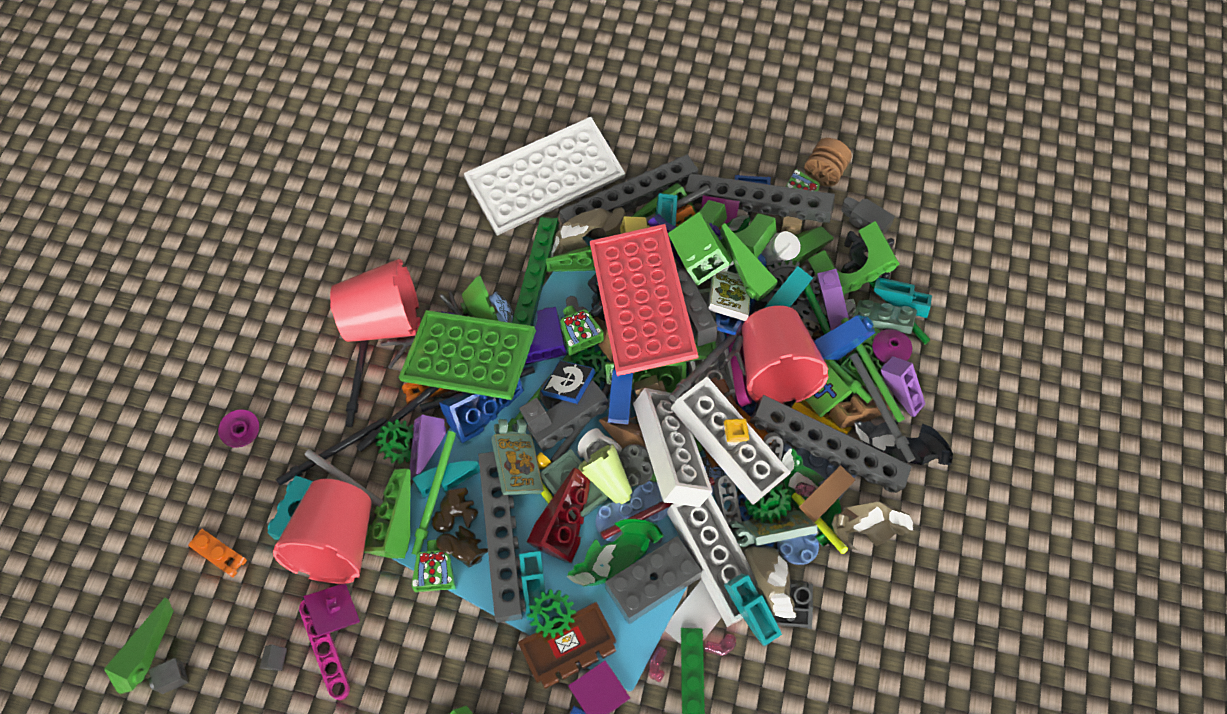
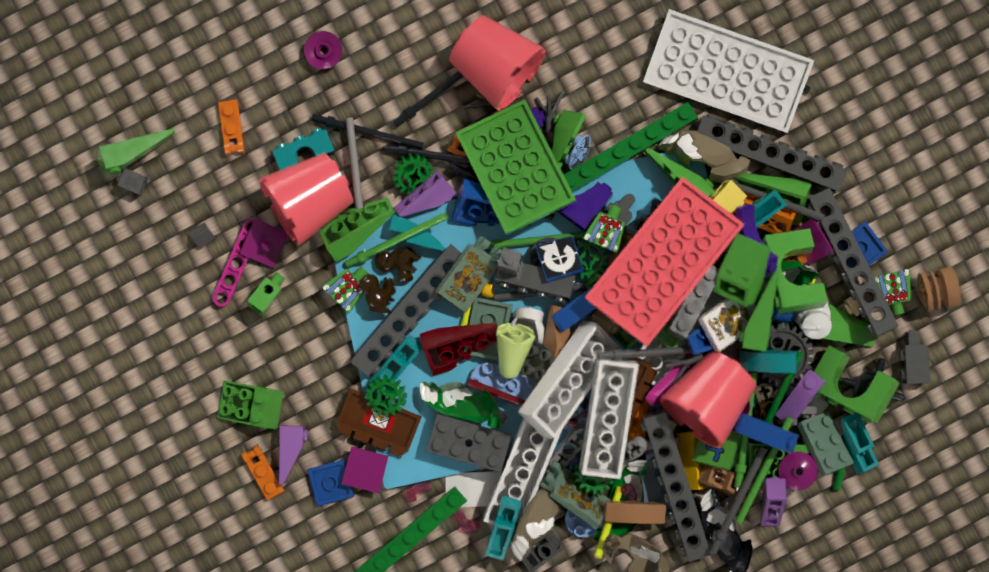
camera: 55 degrees right, 25 degrees up
(372, 645) = (261, 301): none -> bright green torso
(736, 430) = (615, 418): yellow tile -> none

